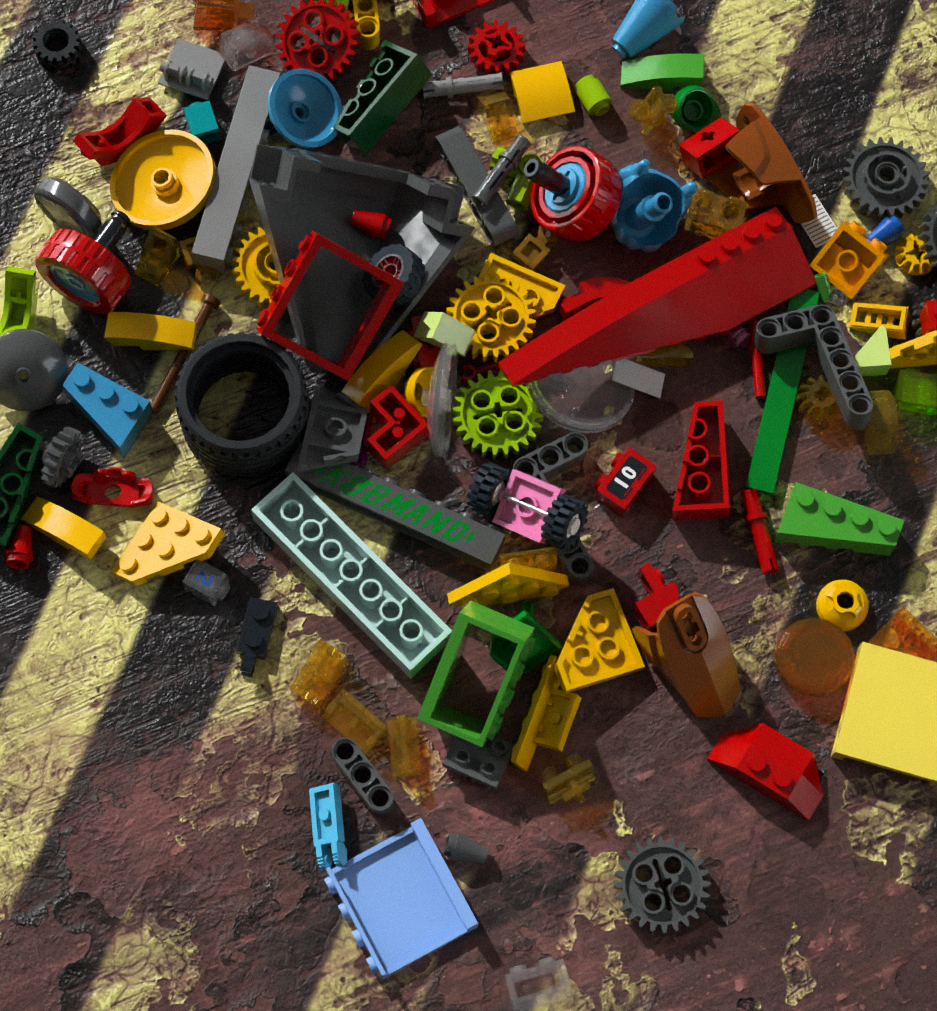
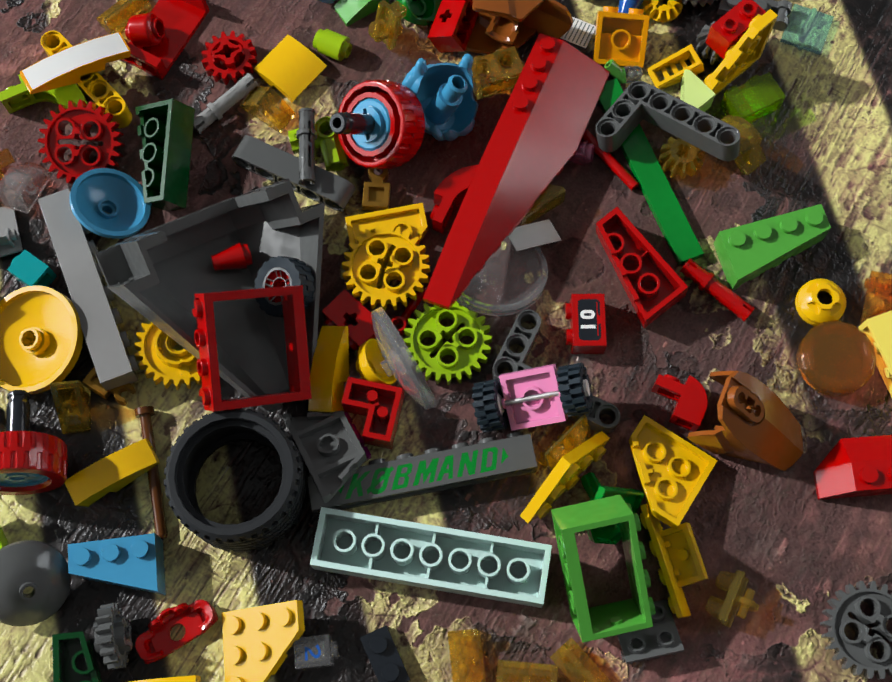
camera: 30 degrees left, 0 degrees up
(441, 328) = (358, 303): yellowish green slope -> none

